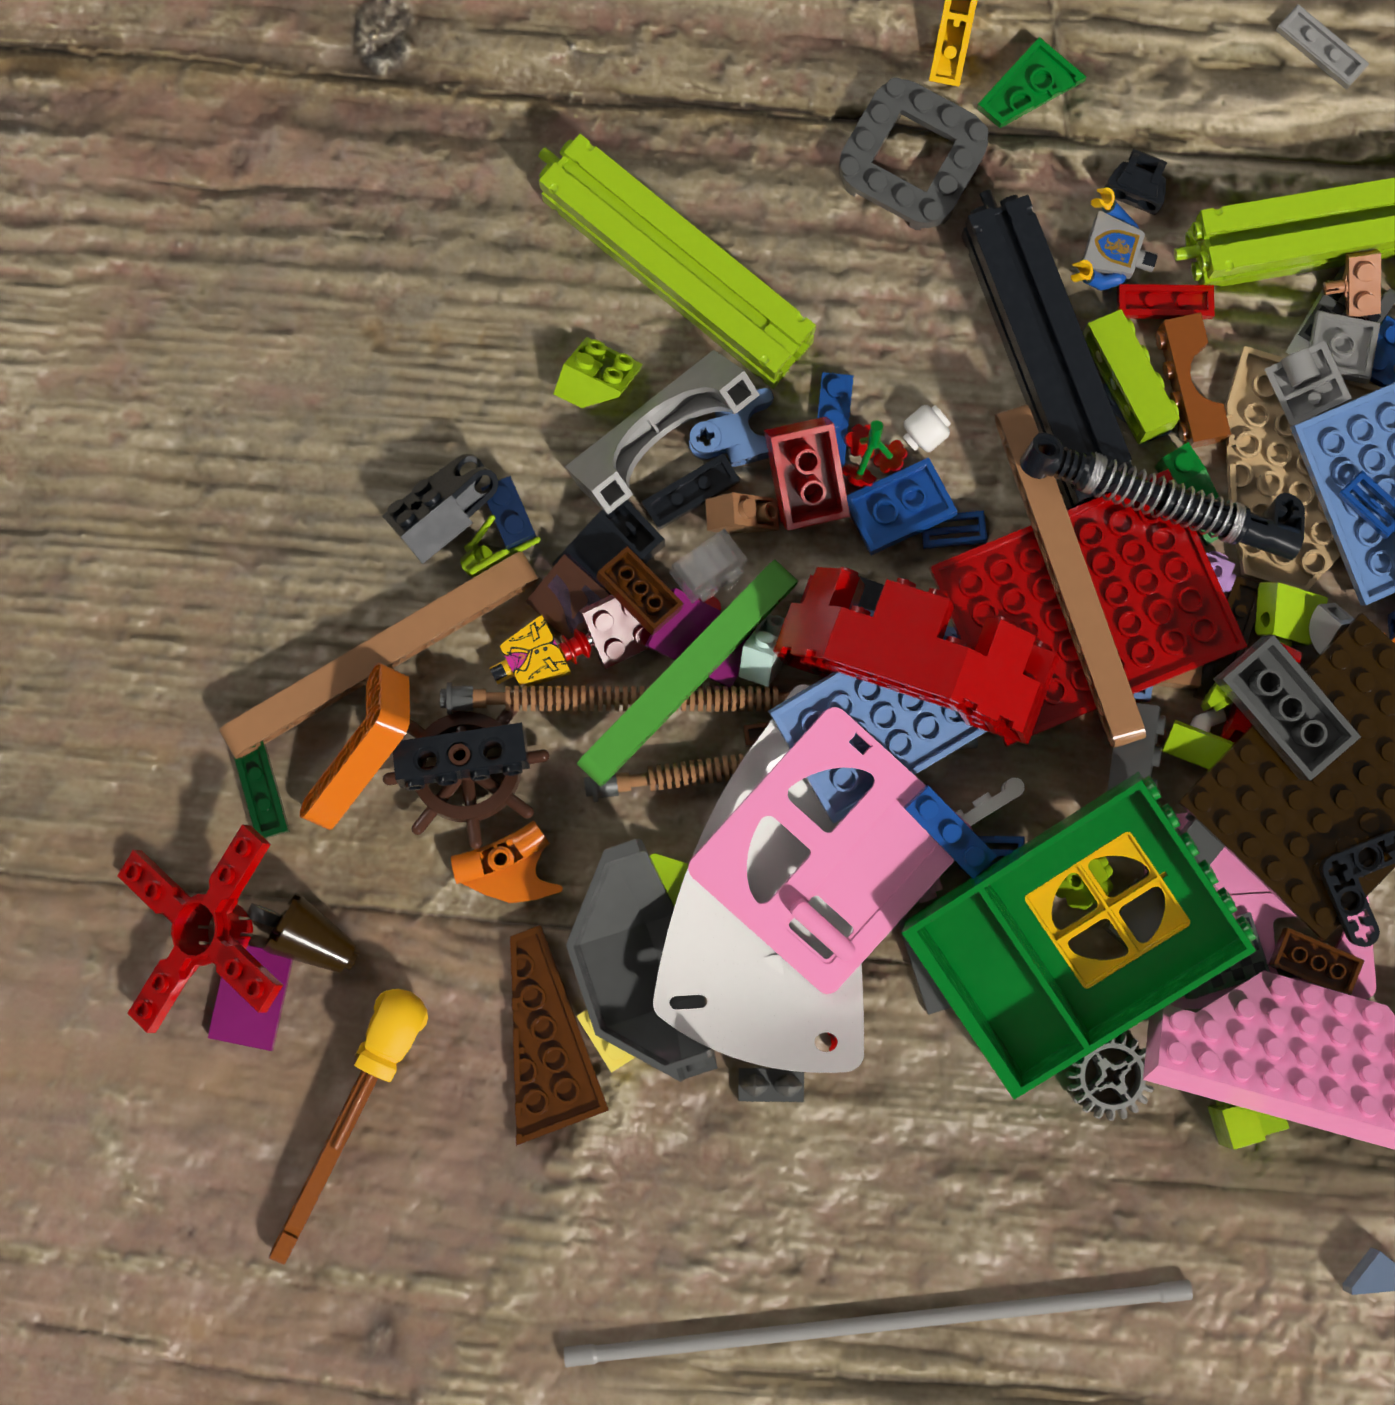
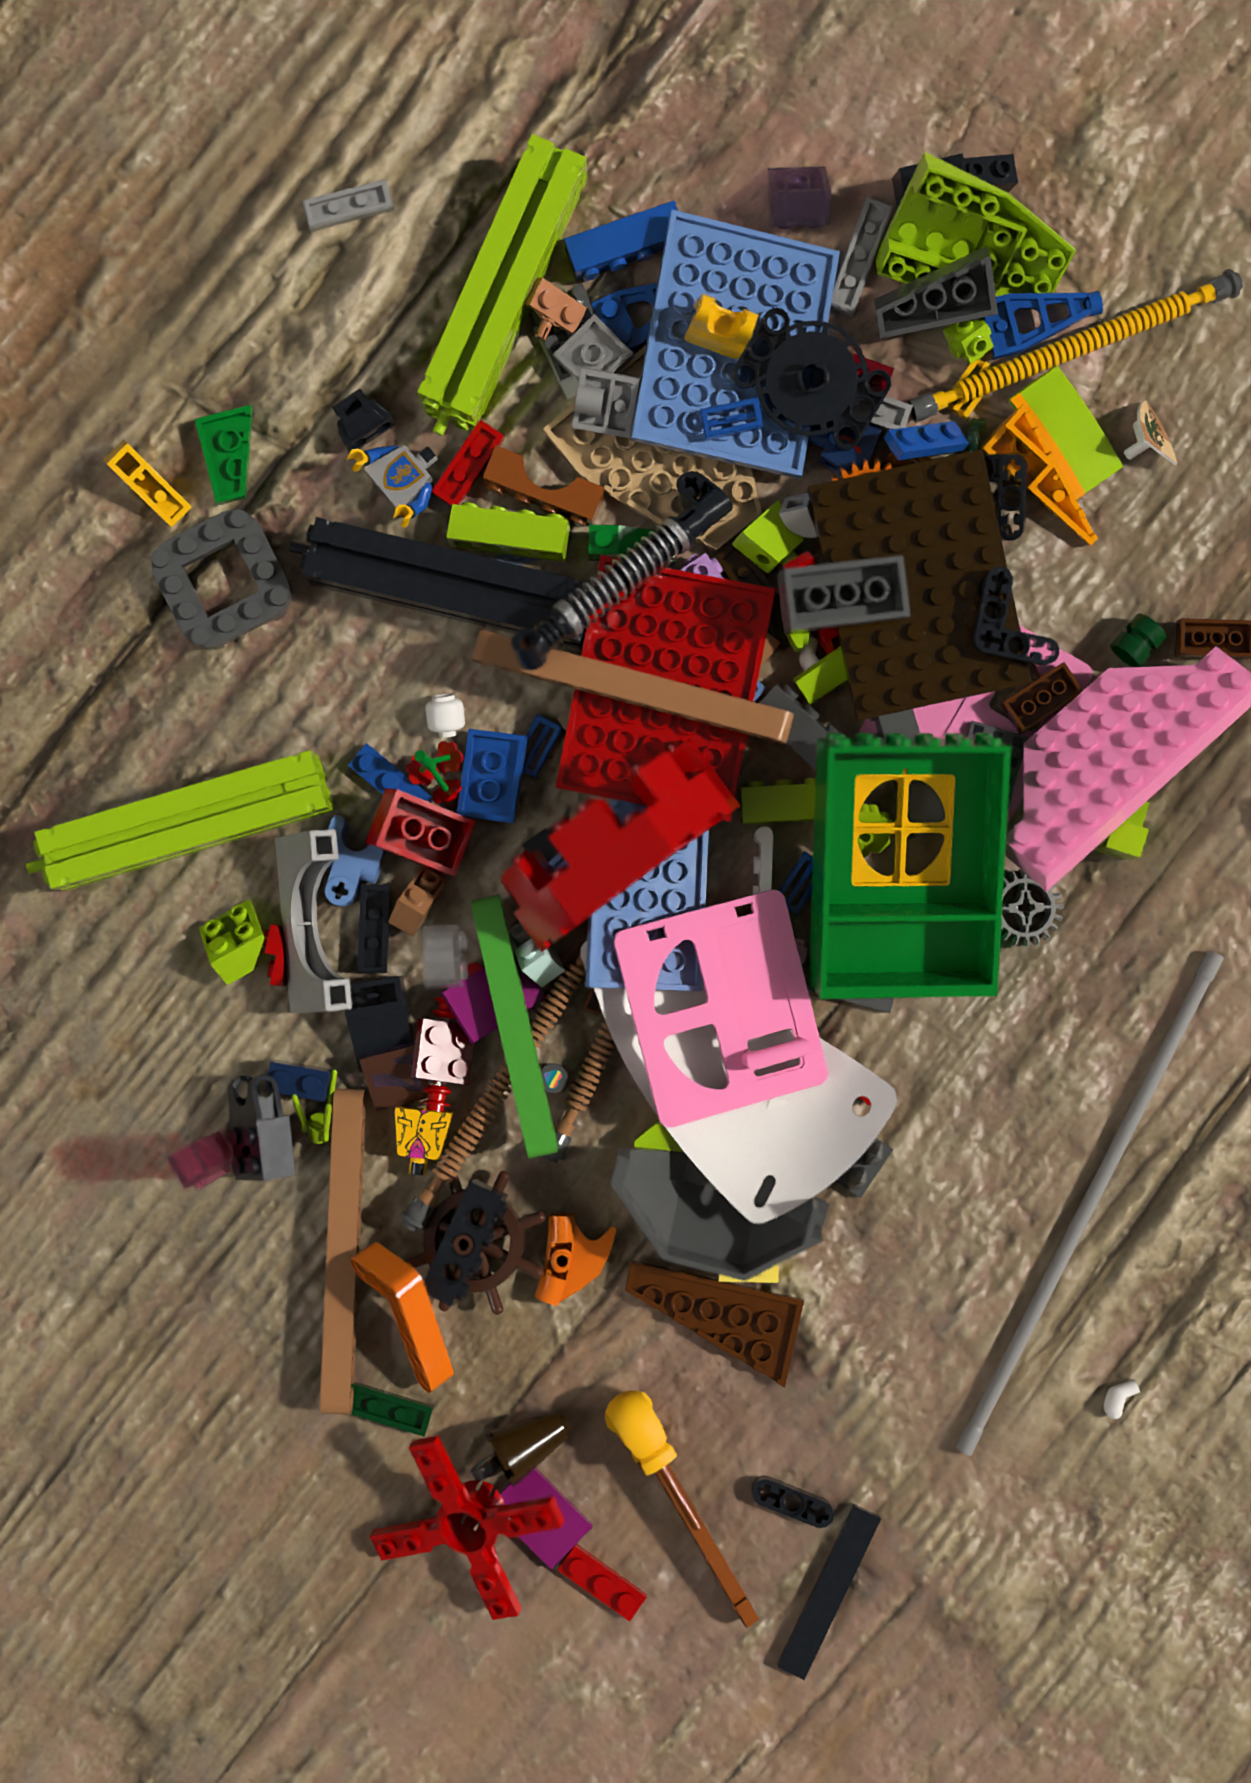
camera: 60 degrees left, 5 degrees up
(225, 1094) = (602, 1582): none -> red plate
(351, 1315) = (828, 1591): none -> black tile
(382, 470) = (202, 1161): none -> clear pink brick
(426, 1247) = (815, 1501): none -> black beam
(616, 412) = (274, 945): none -> red slope
(639, 590) = (427, 1022): reddish brown piece -> none
(662, 743) = (554, 1077): none -> tile
(950, 831) = (766, 909): blue plate -> none
(1050, 780) = (778, 802): none -> lime brick

